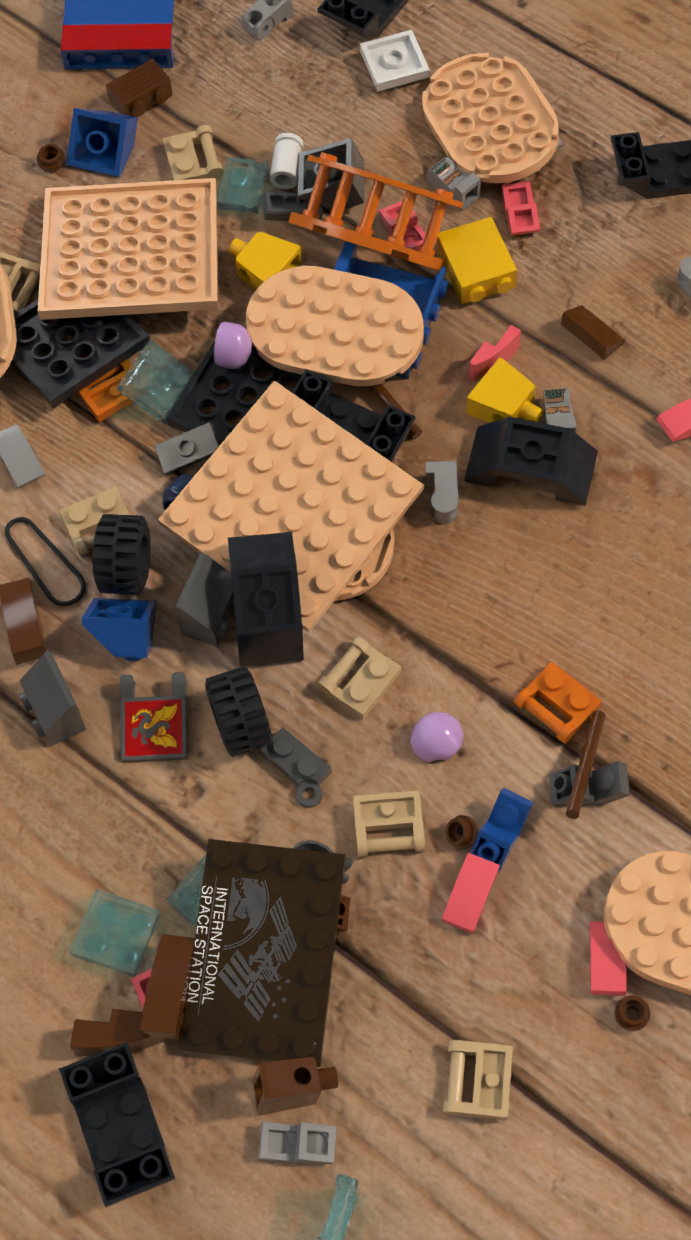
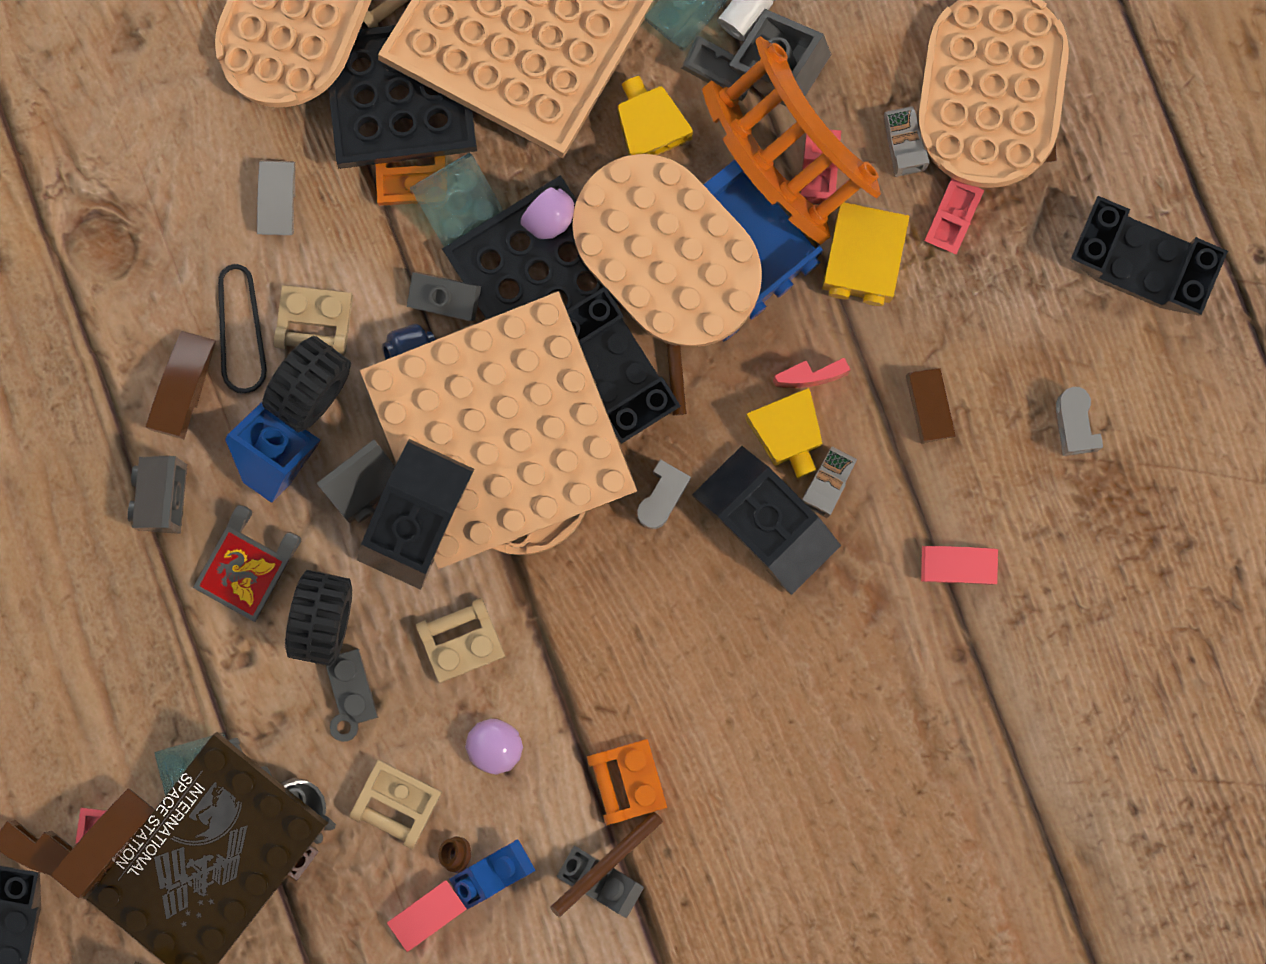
camera: 25 degrees right, 20 degrees up
(115, 933) = (91, 755): clear light blue plate -> none

